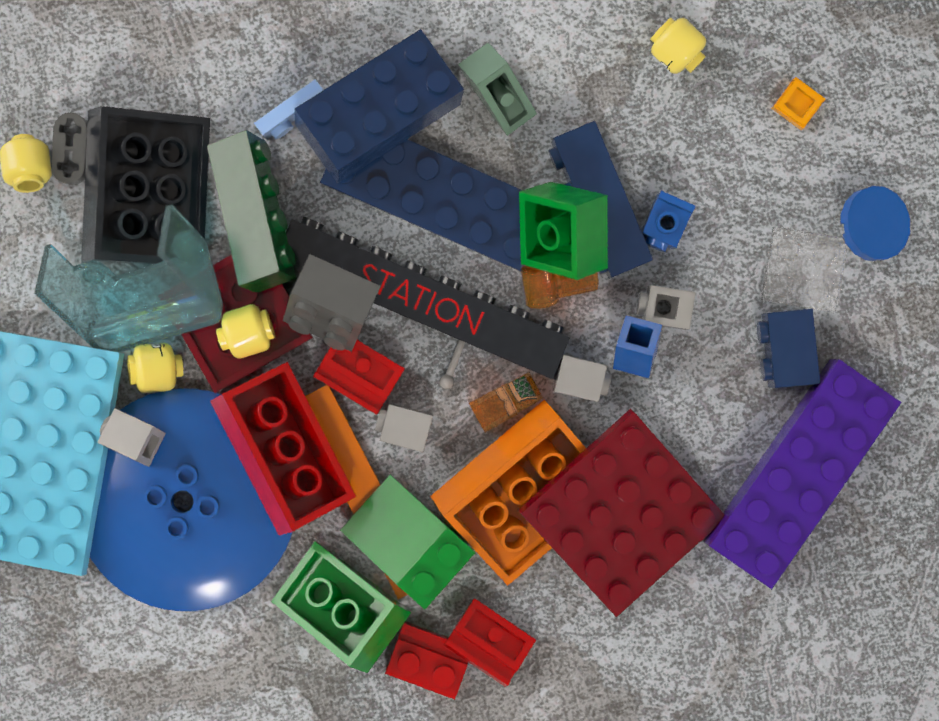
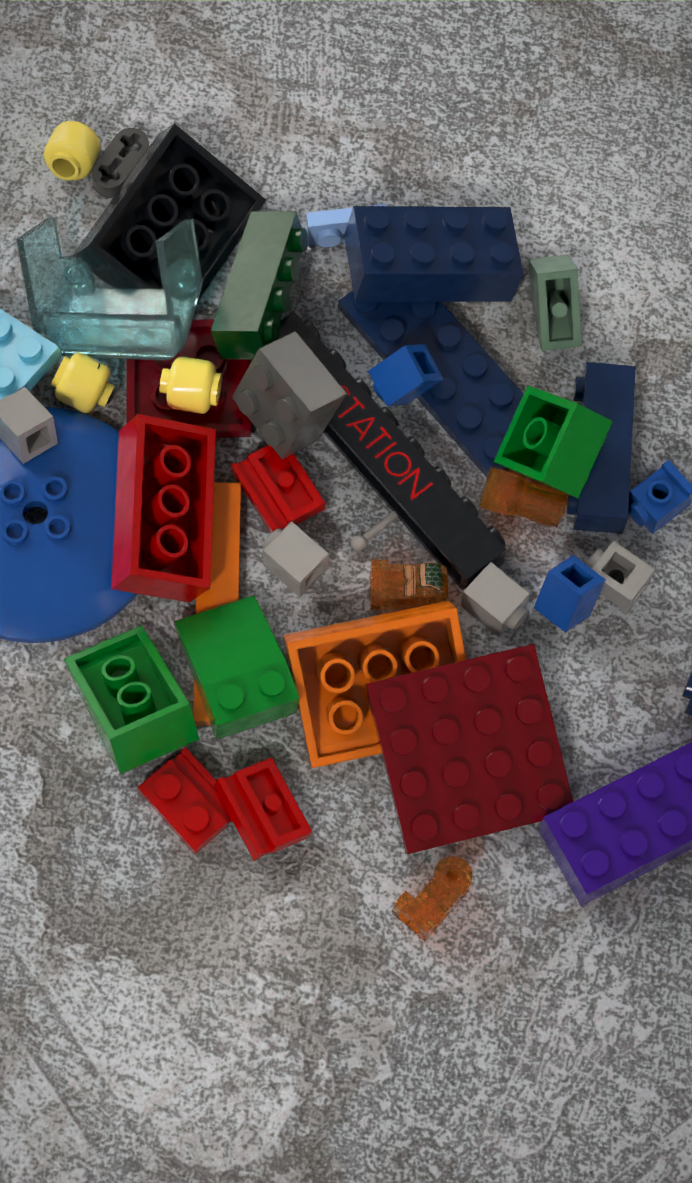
camera: 25 degrees right, 20 degrees down
(413, 228) = (405, 375): none -> blue brick
(656, 642) = (437, 899): none -> clear orange leg

